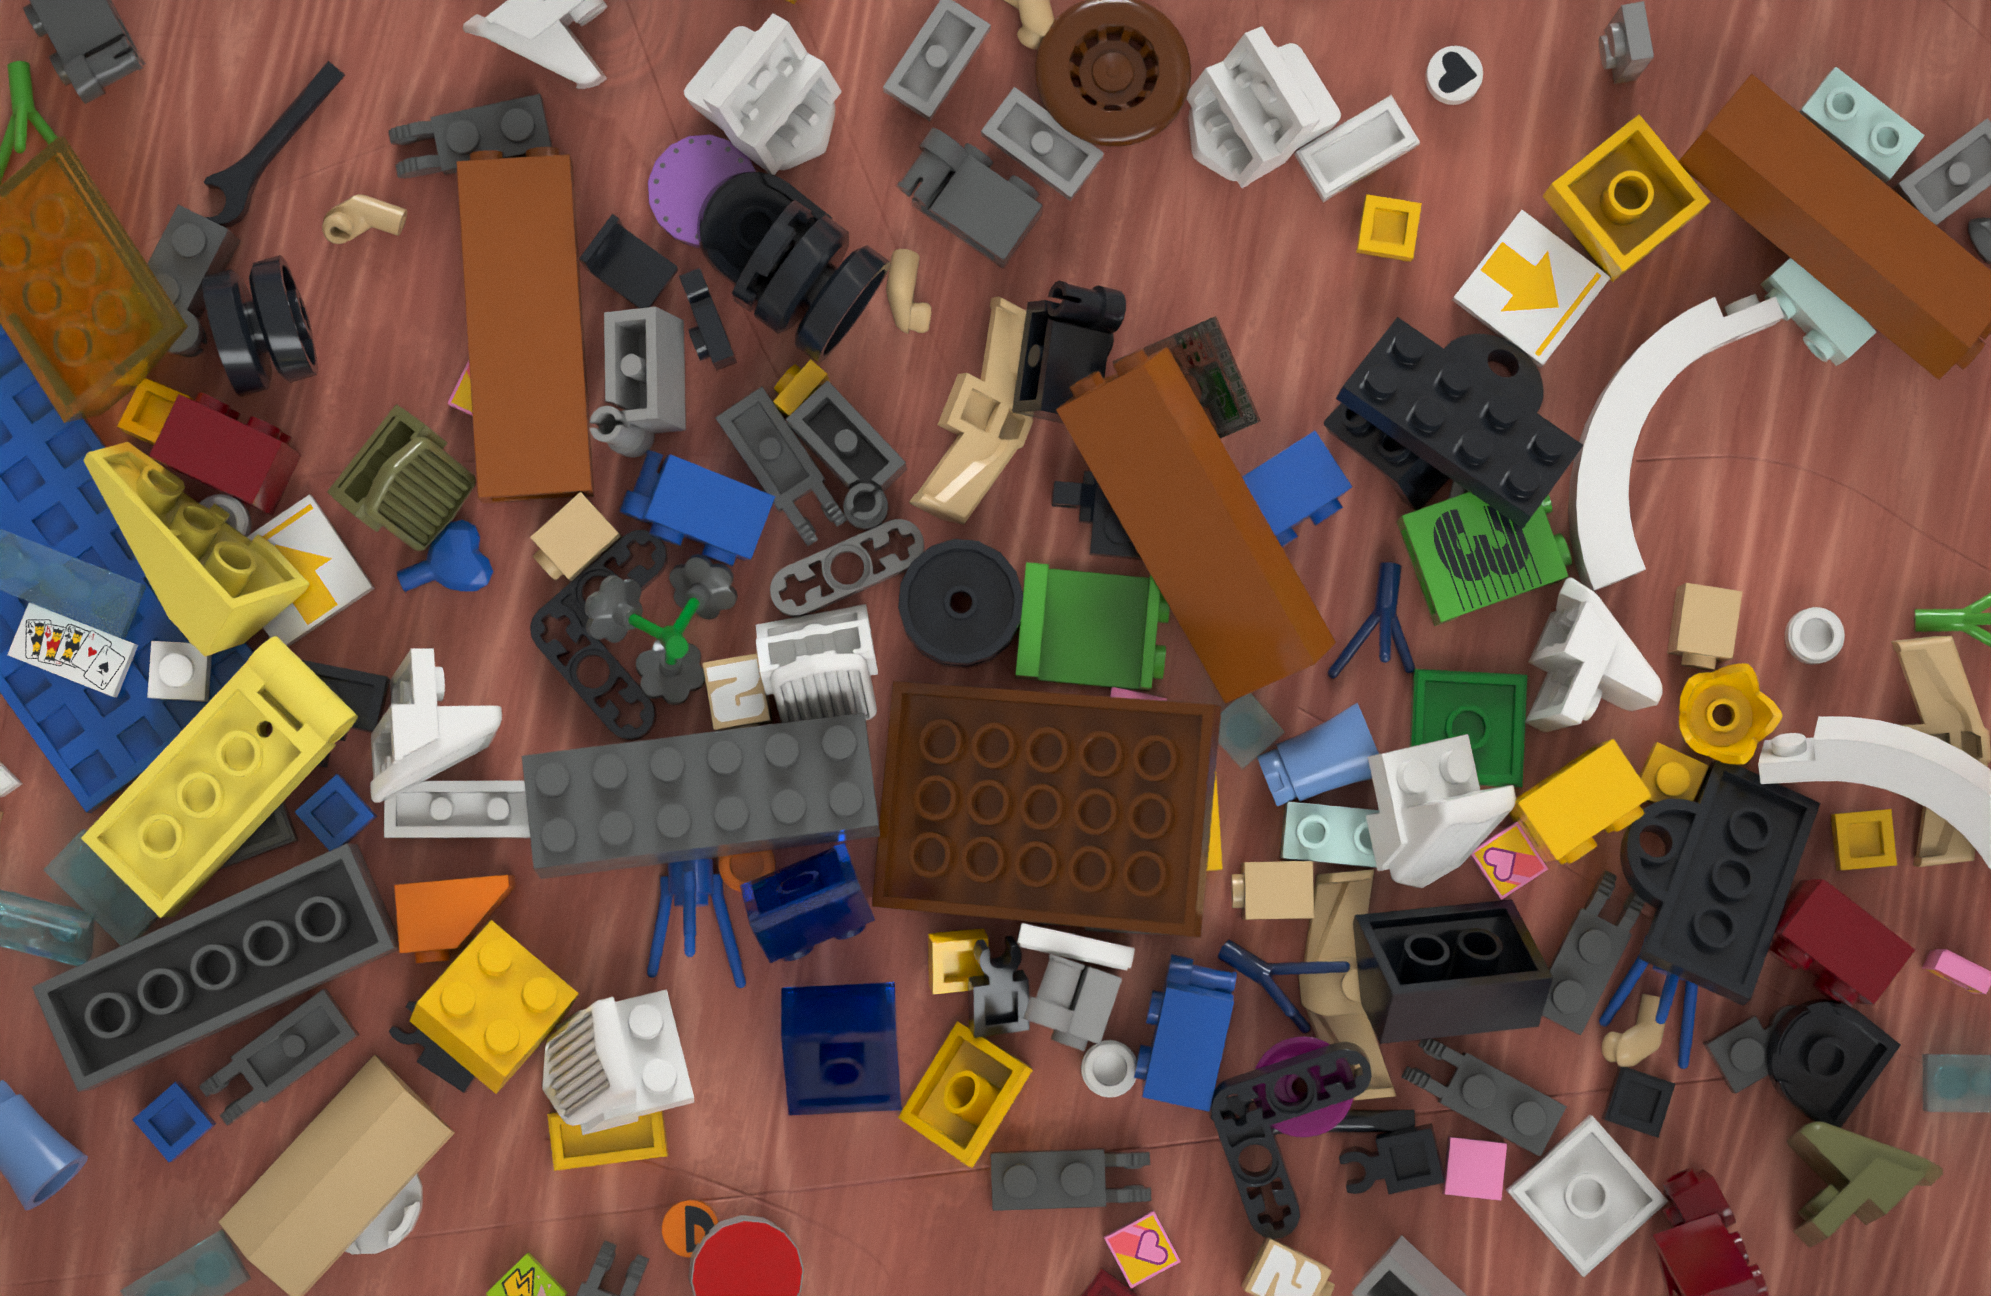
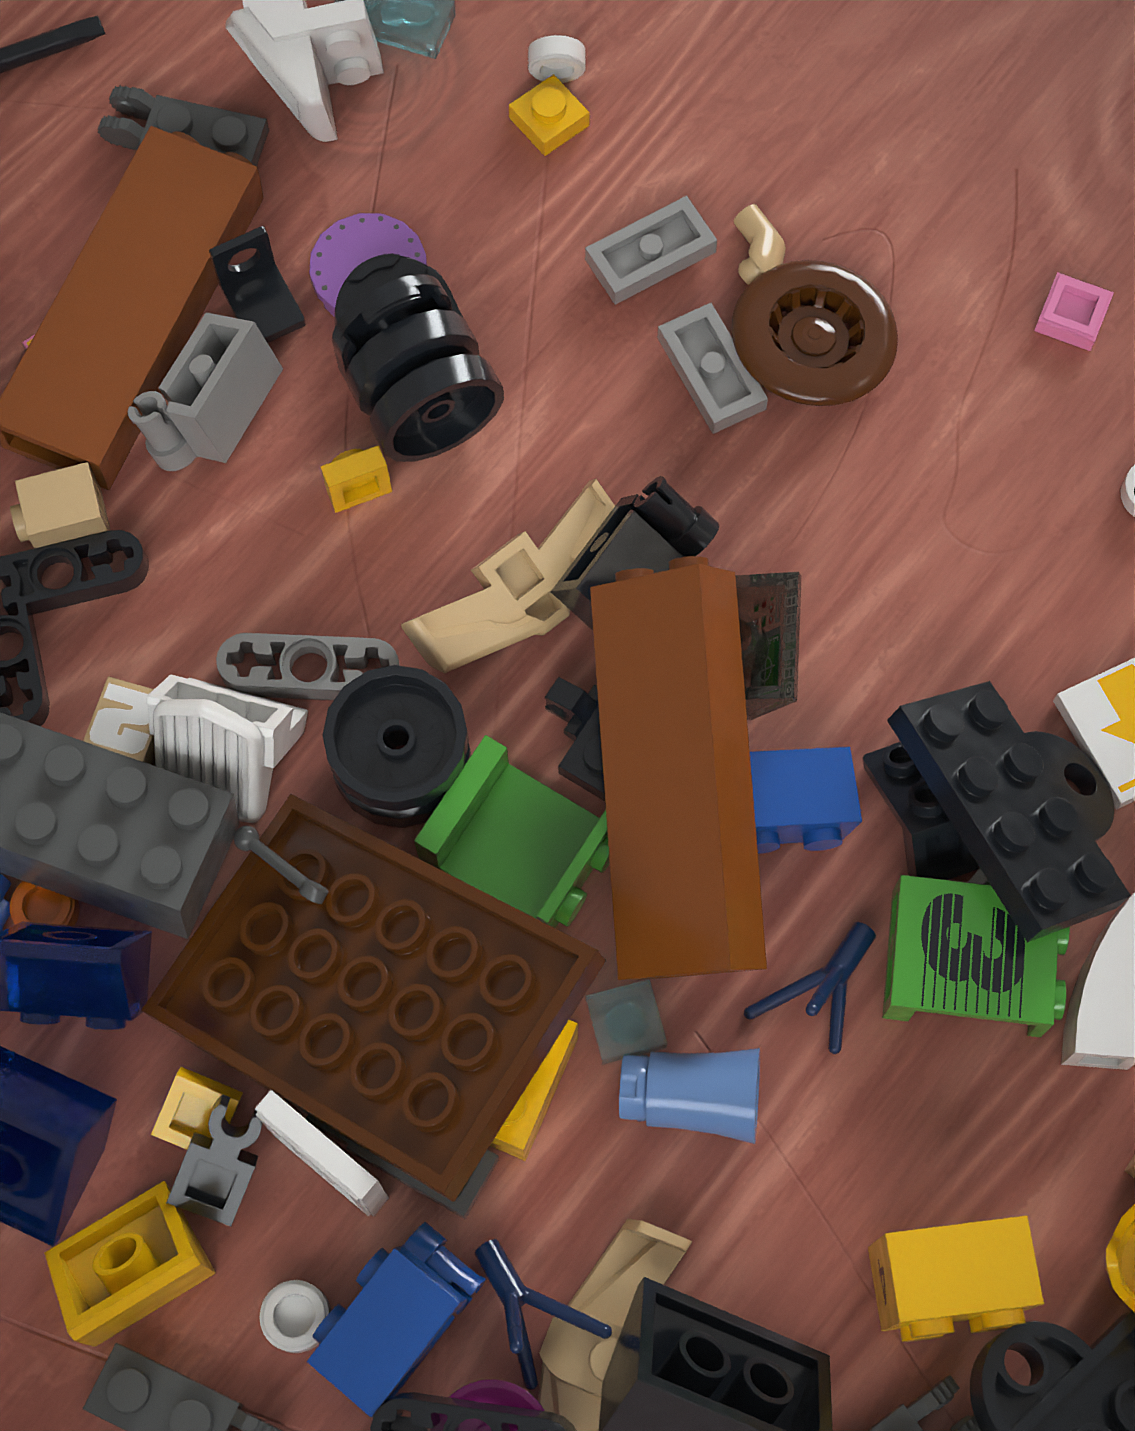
camera: 30 degrees right, 15 degrees down
(359, 215) = (44, 148): tan arm -> none
(673, 664) = (58, 591): dark grey plant -> none
(698, 506) = (198, 537): blue hinge -> none
(709, 335) = (300, 388): black plate -> none
(767, 95) = (474, 205): white piece -> none
(778, 459) = (298, 534): dark grey hinge -> none
(850, 452) = (372, 553): dark grey hinge -> none
(880, 734) = (247, 839): none -> dark grey hinge
(900, 293) = (502, 435): tan arm -> none
(970, 197) = (616, 380): dark grey hinge -> none
(1073, 1002) = (286, 1212): light grey hinge -> none
(1257, 108) = (941, 422): white piece -> none
(1274, 890) = (571, 1208): tan brick -> none
(1327, 834) = (672, 1185): light aqua piece -> none
(1357, 148) = (1023, 514): white tile -> none
(1388, 228) = (1020, 597): yellow plate -> none
(1431, 810) = (784, 1202): white piece -> none
(1475, 704) = (867, 1142): green tile -> none
(1508, 861) = (844, 1309): tile -> none
(1587, 661) = (1036, 1125): white piece -> none
(1671, 774) = (1073, 1303): yellow plate -> none

